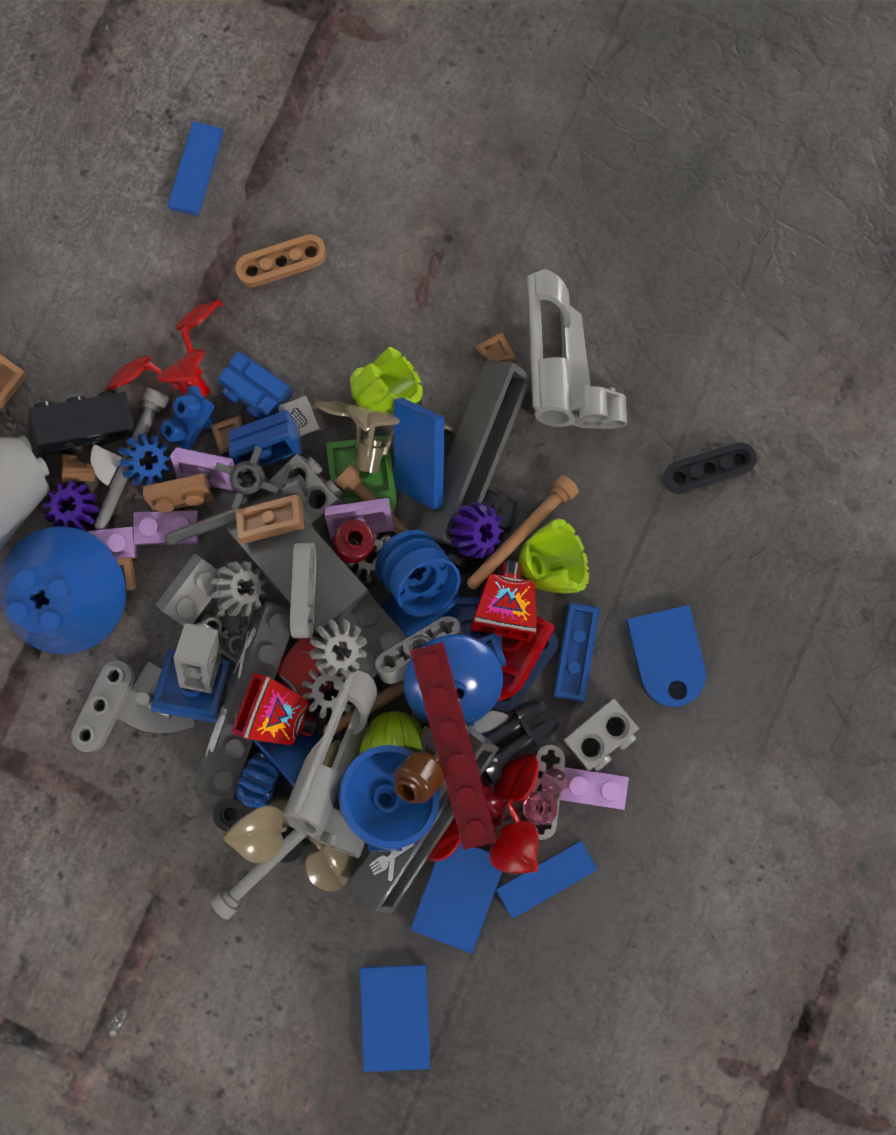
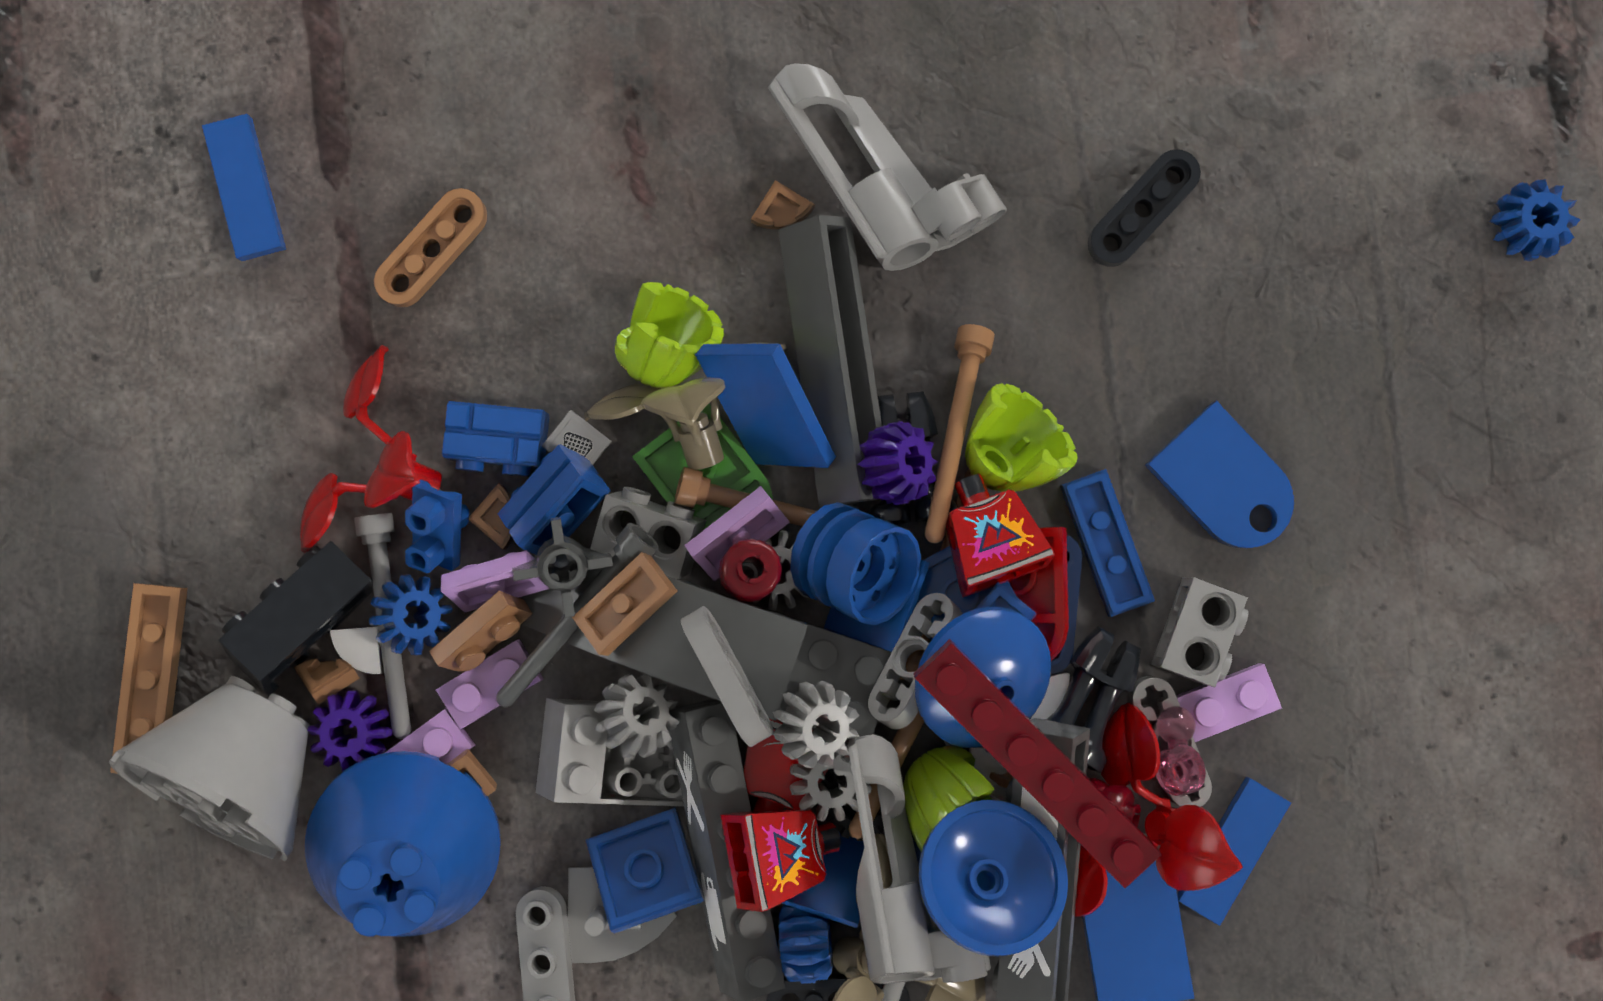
camera: 30 degrees left, 5 degrees up
(197, 657) = (635, 834): light grey brick -> none
(418, 777) = (1018, 833): reddish brown head -> none

